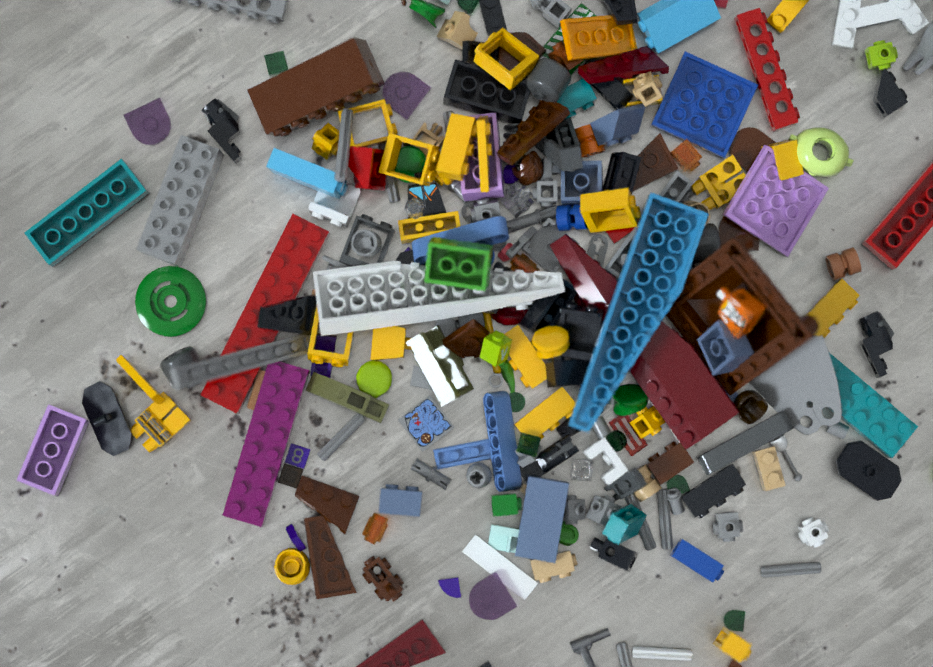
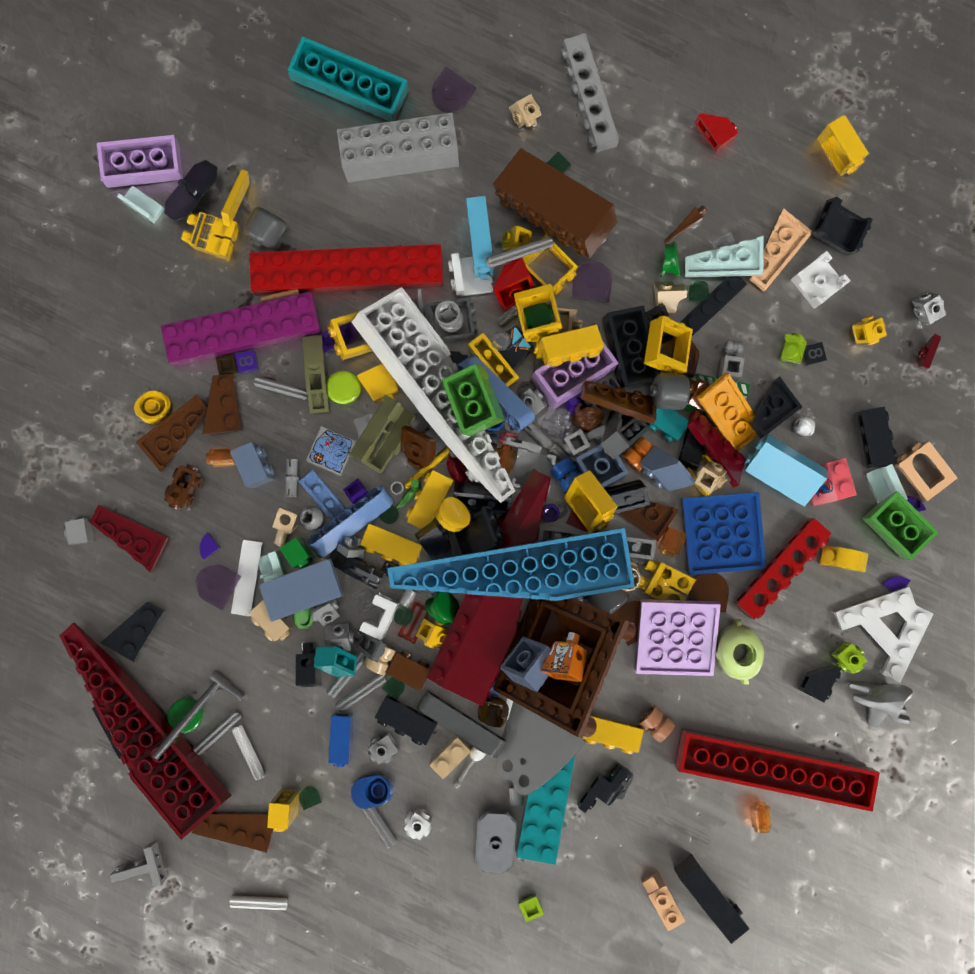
camera: 65 degrees right, 0 degrees up
(92, 471) = (142, 204): none -> light aqua panel
(152, 306) = (332, 195): green piece -> none
(210, 65) = (525, 111): none -> tan brick
(224, 127) = (480, 151): black plate -> none
(240, 361) = (287, 262): light grey plate -> none
(289, 316) = (352, 286): black wing -> none
(295, 538) = (177, 397): dark purple tile -> none
(473, 504) = (284, 526): none -> tan bracket
(476, 420) = (355, 491): none -> dark purple tile
(484, 151) = (580, 369): yellow wing -> none
(495, 348) = (422, 472): lime brick -> none
(528, 444) = (357, 544): clear green tile -> none
(598, 252) = (550, 513): none -> dark purple tile
(674, 497) = (383, 689): light grey pin -> none
(761, 558) = (372, 791): none -> blue cap
(787, 159) = (717, 627): yellow piece -> none

